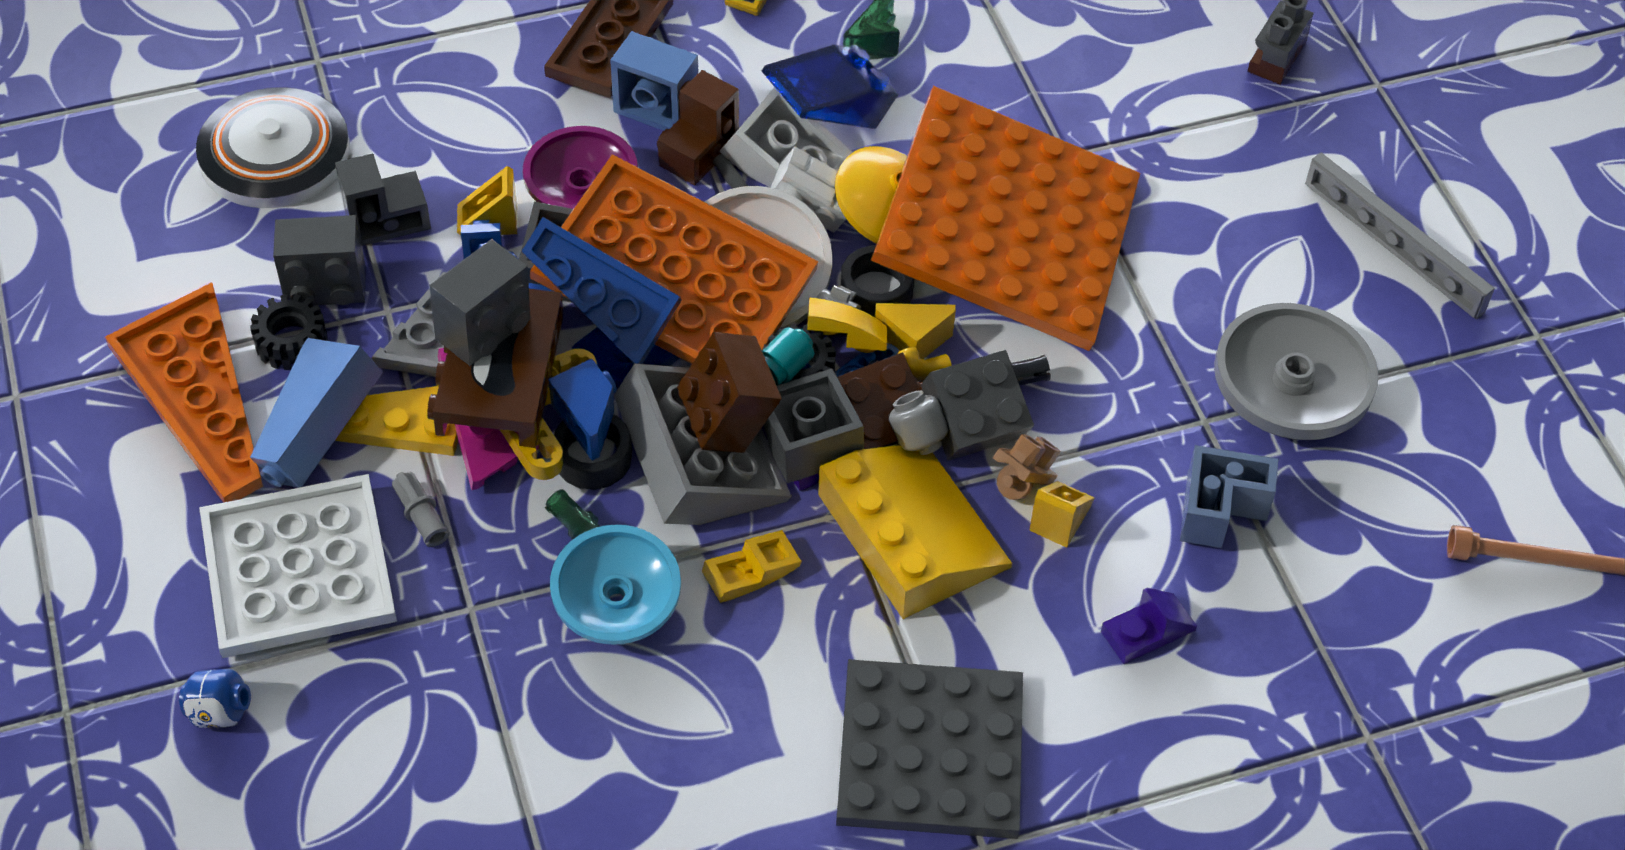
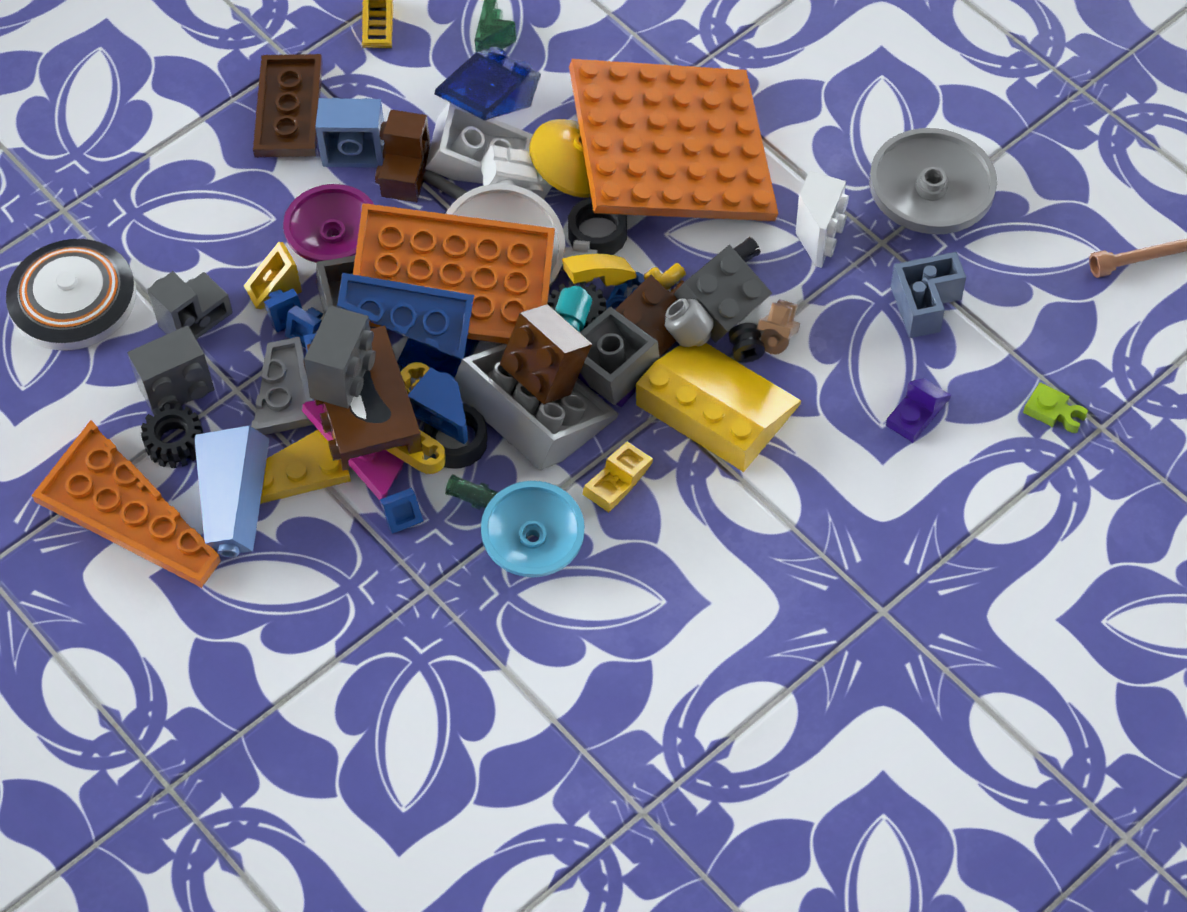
camera: 20 degrees left, 5 degrees up
(214, 698) = (281, 731): blue head -> none
(296, 565) = (283, 609): white plate -> none
(420, 509) = (351, 530): light grey axle -> none
(485, 507) = (401, 510): none -> blue tile
(917, 325) = (645, 249): yellow slope -> none
(931, 749) = (812, 556): dark grey plate -> none
(979, 472) = (746, 342): none -> black wheel
(1059, 512) = (817, 350): yellow slope -> none
(1140, 359) = (821, 215): none -> white slope
(1317, 687) = (1052, 406): none -> lime plate
(1399, 236) = (953, 50): light grey tile -> none

